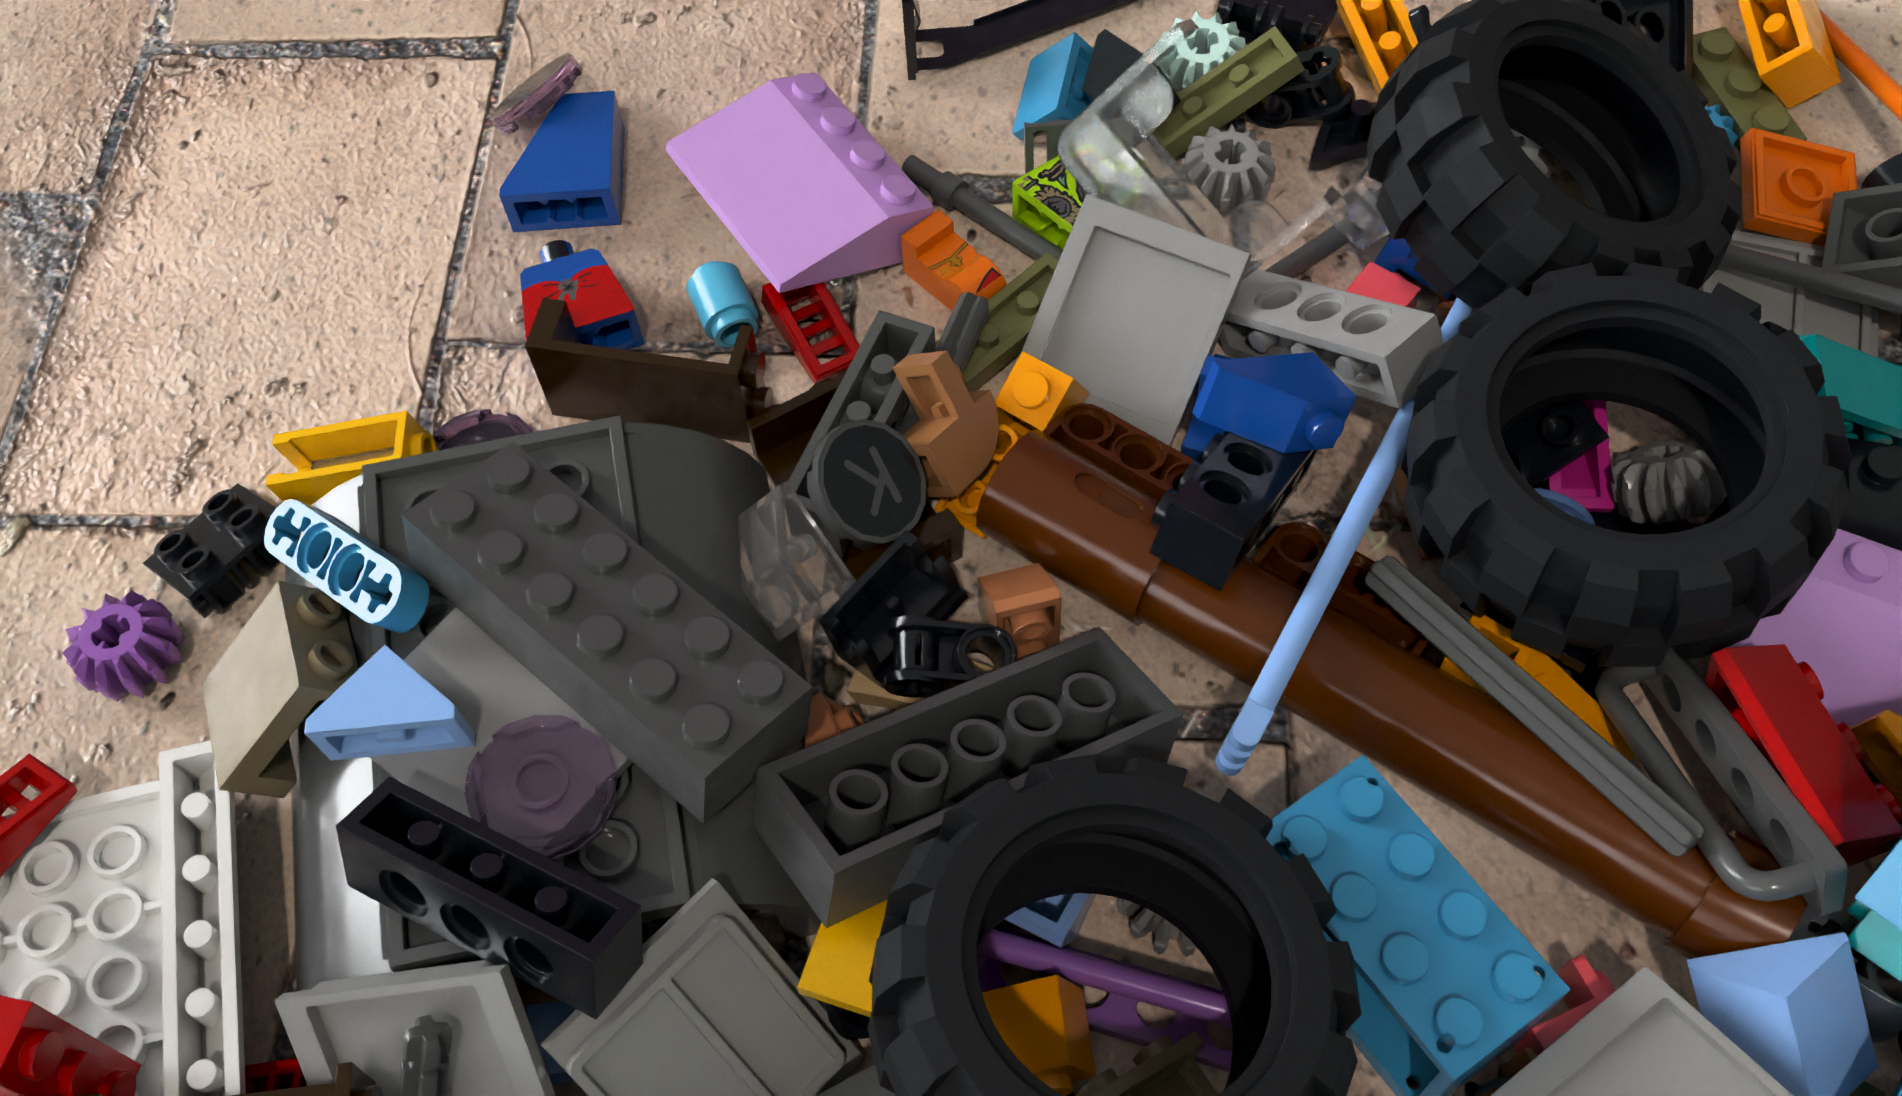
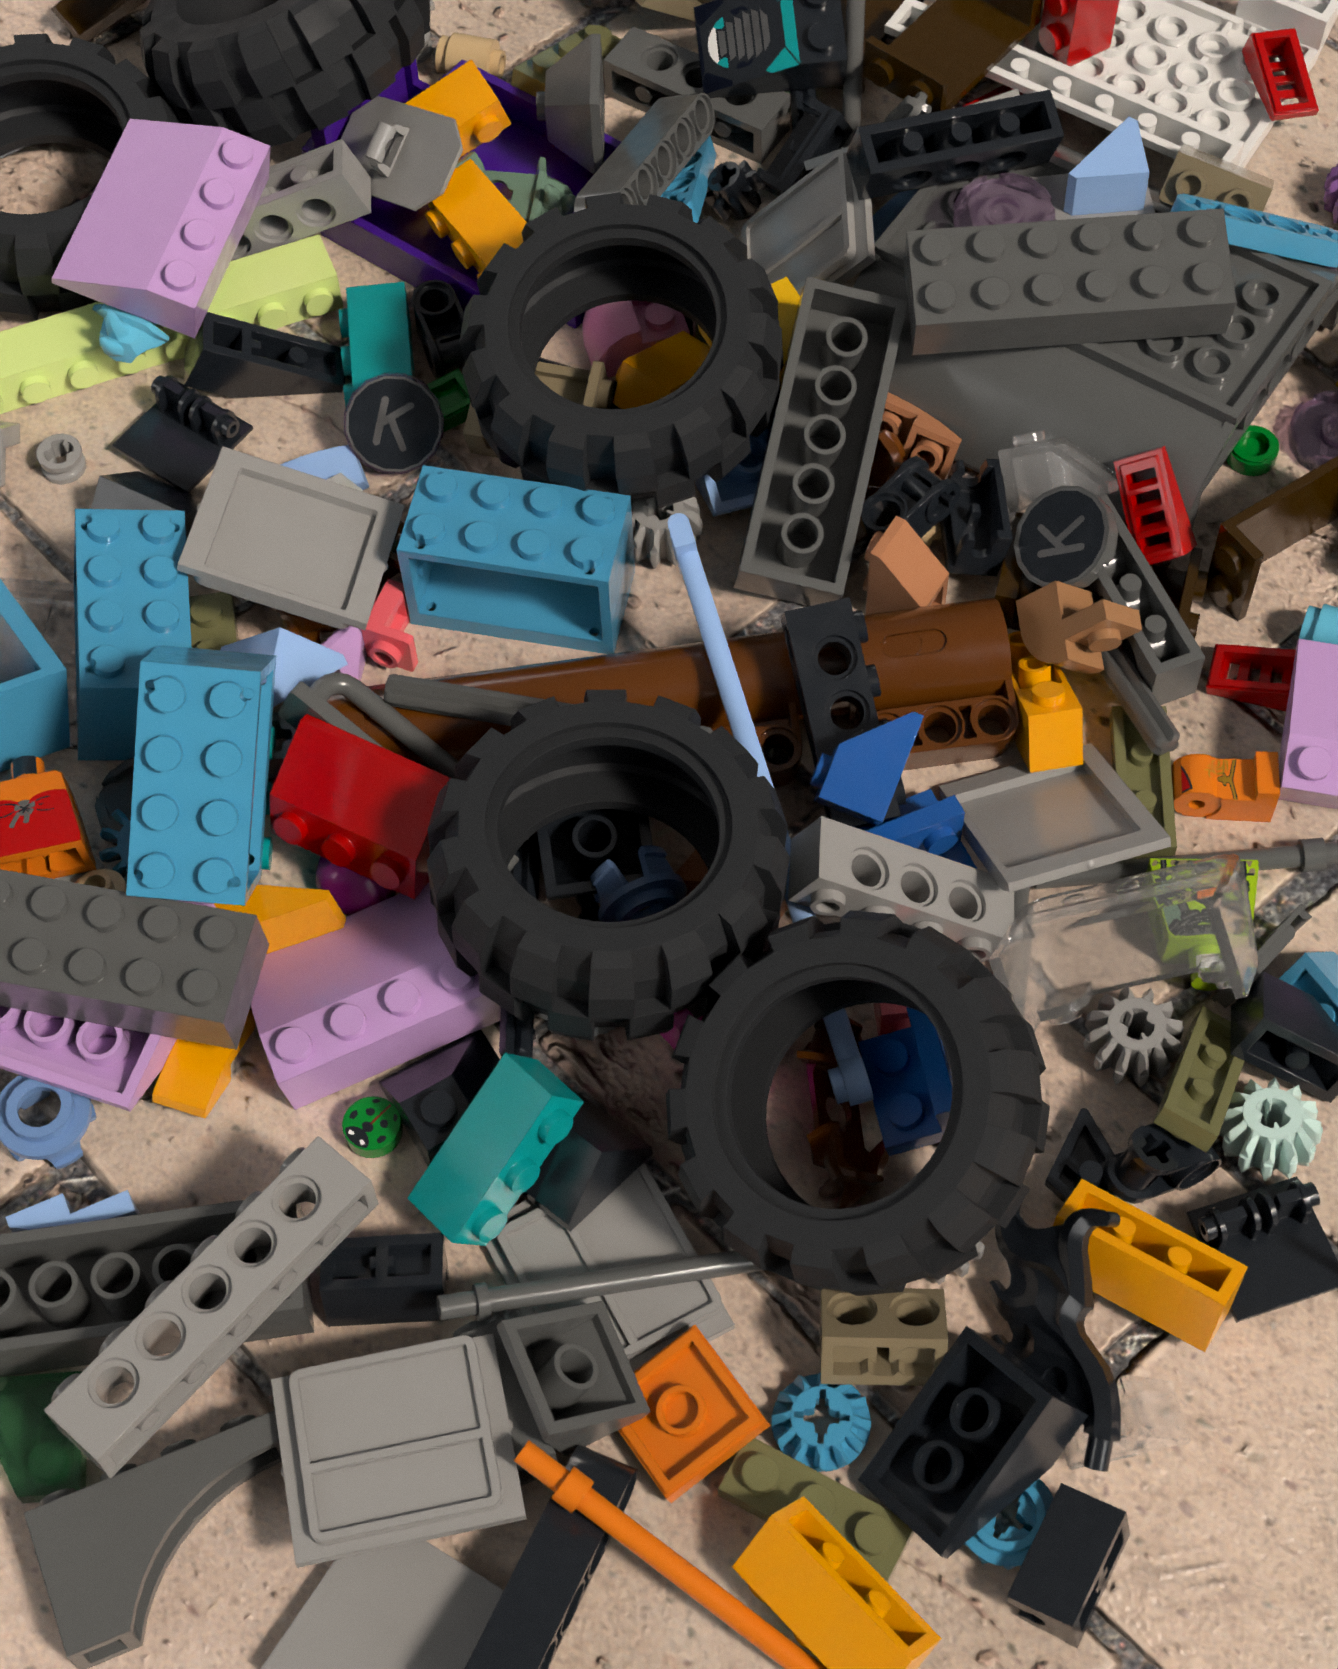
camera: 135 degrees right, 0 degrees up
(751, 464) = (1176, 522): none -> red slope

